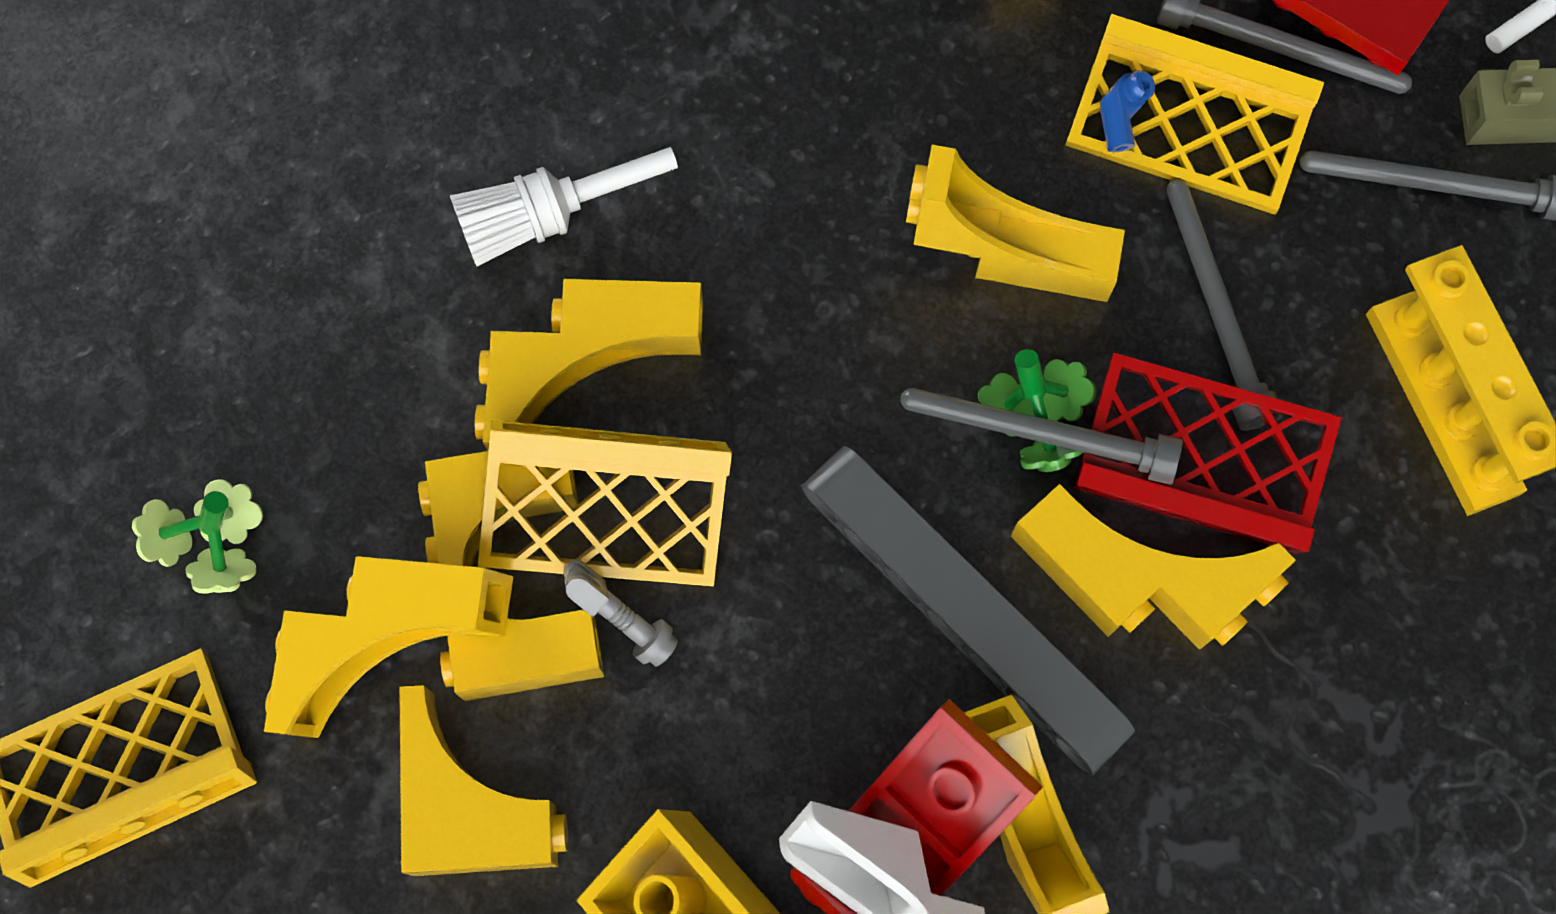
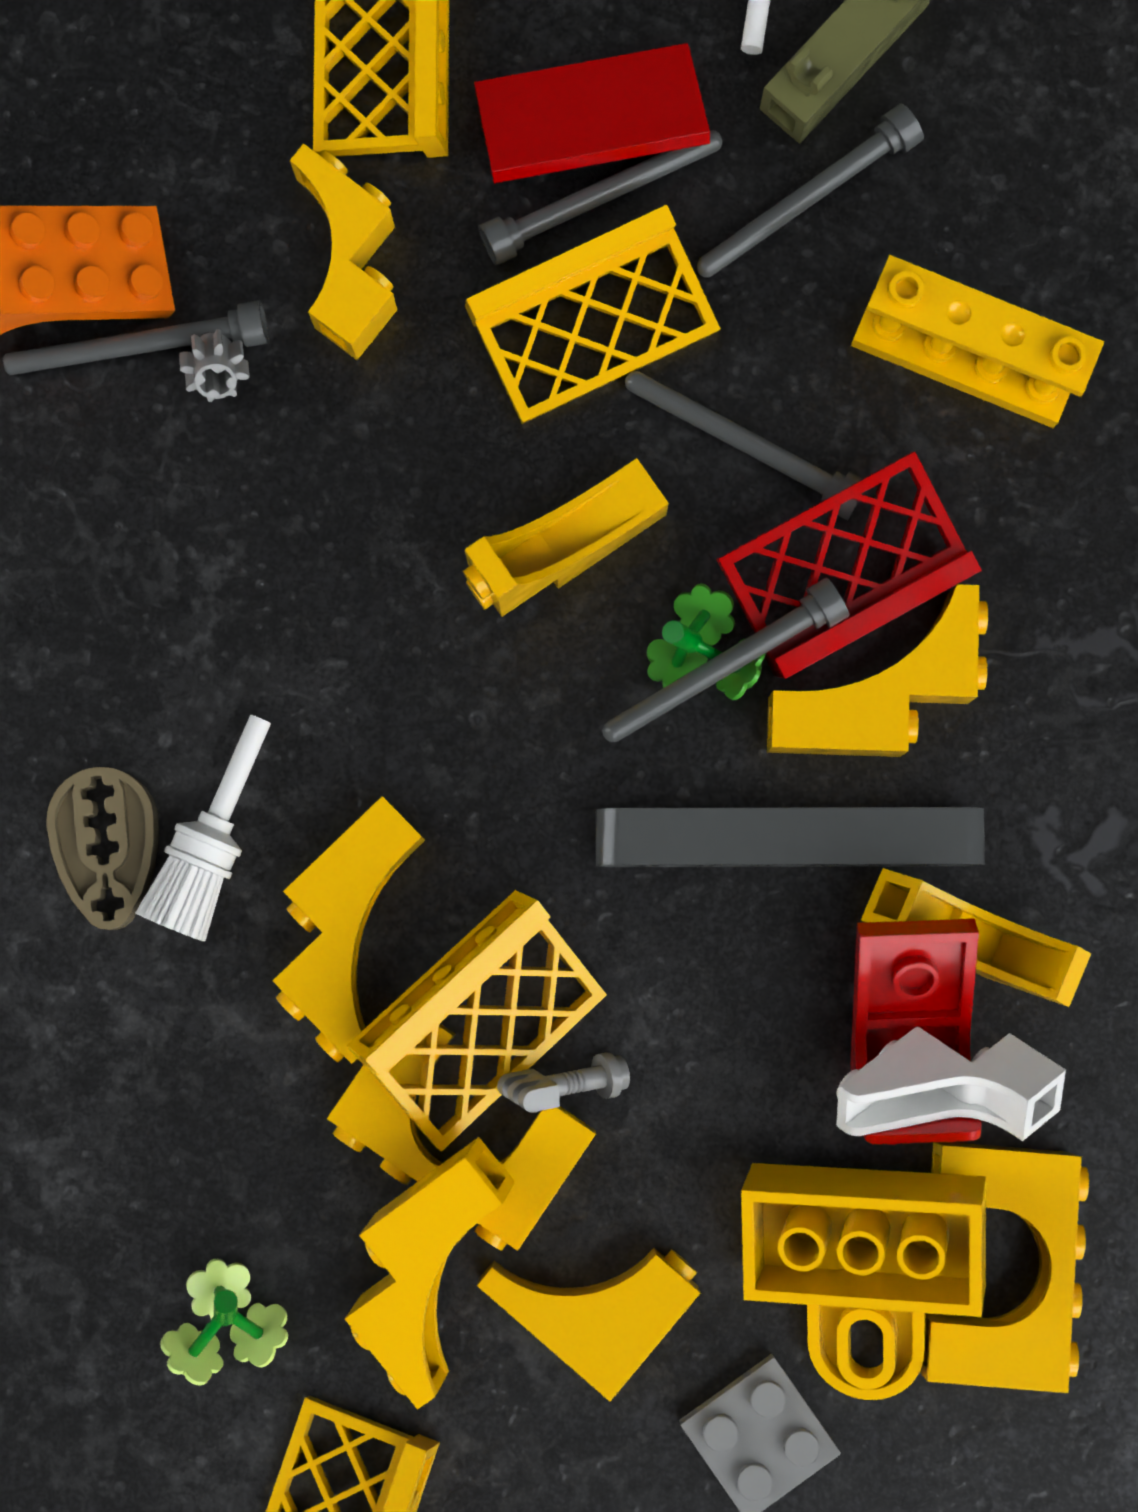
camera: 45 degrees left, 10 degrees up
(464, 118) = (72, 842): none -> dark tan piece
(1119, 107) = (537, 360): blue arm -> none

